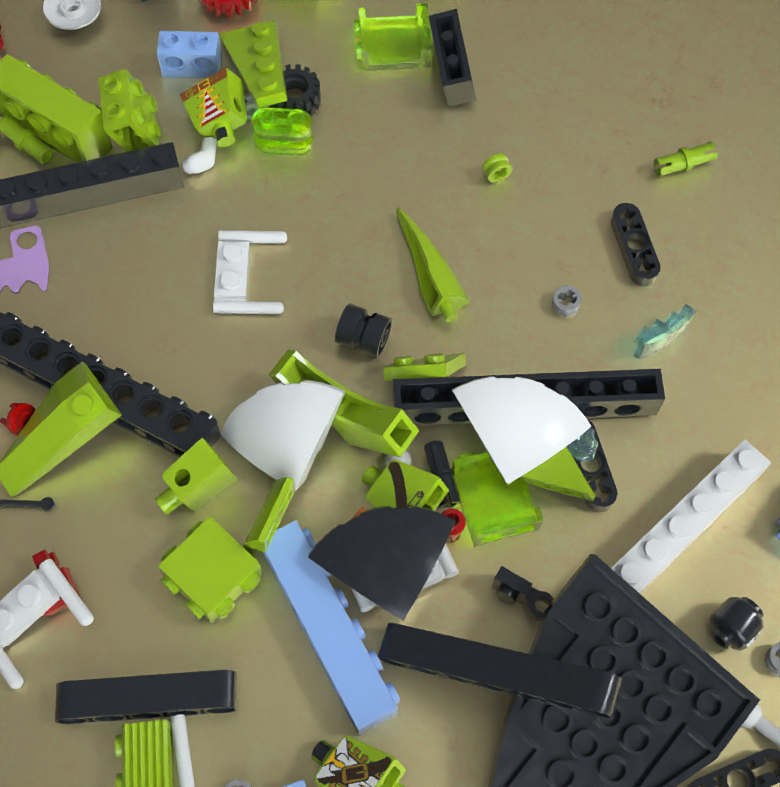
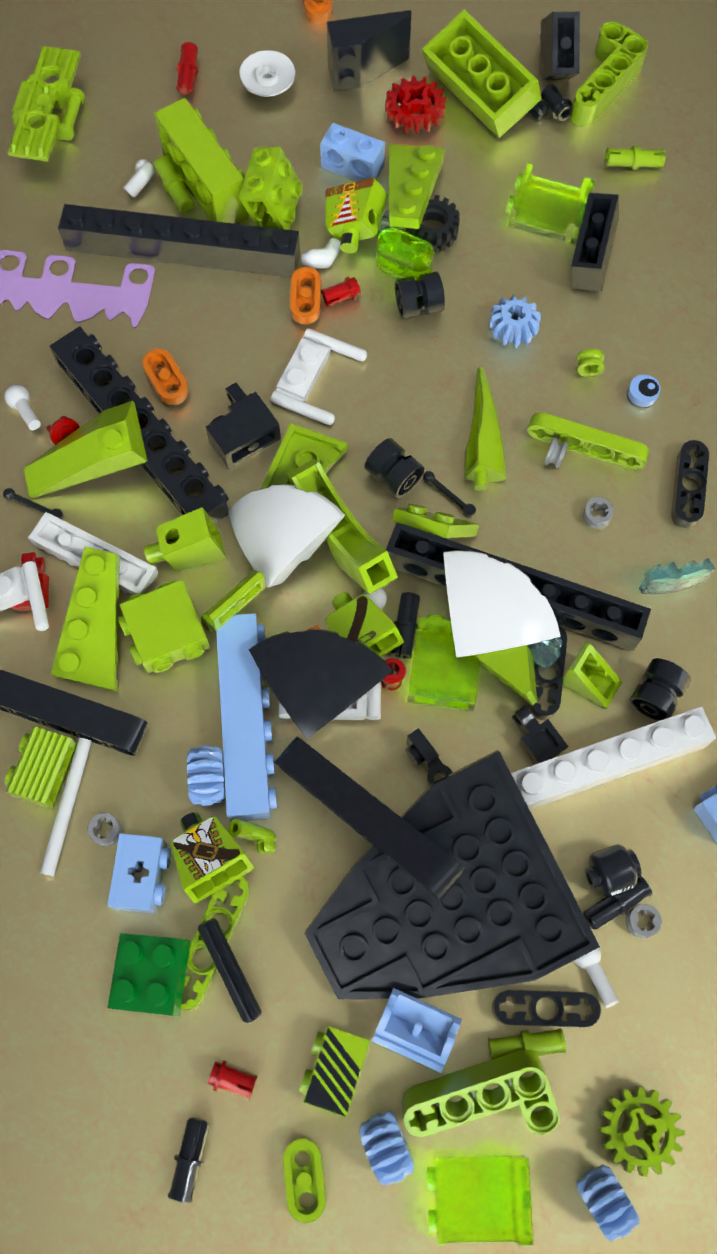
camera: 25 degrees right, 5 degrees up
(101, 329) = (167, 378): none -> orange plate
(104, 529) = (69, 542): none -> white gear
(135, 601) = (89, 633): none -> lime wing
(202, 348) = (243, 430): none -> black hinge
(204, 202) = (305, 297): none -> orange plate
(236, 185) = (341, 292): none -> red pin
(264, 348) = (300, 447): none -> lime wing
(310, 163) = (419, 295): none -> black wheel
(318, 699) = (205, 775): none -> light blue gear
(389, 735) = (253, 832): none -> lime arm
(411, 154) = (514, 321): none -> light blue gear
(448, 343) = (468, 509): none -> black hinge
(505, 260) = (556, 453): none -> light grey bush
(527, 239) = (589, 440): none -> lime beam
(555, 176) = (643, 390): none -> light blue tile
(615, 529) = (540, 740): none -> black plate
(632, 452) = (592, 677): none -> lime slope
(700, 439) = (661, 688): none -> black wheel
(751, 657) = (617, 904): none -> black axle

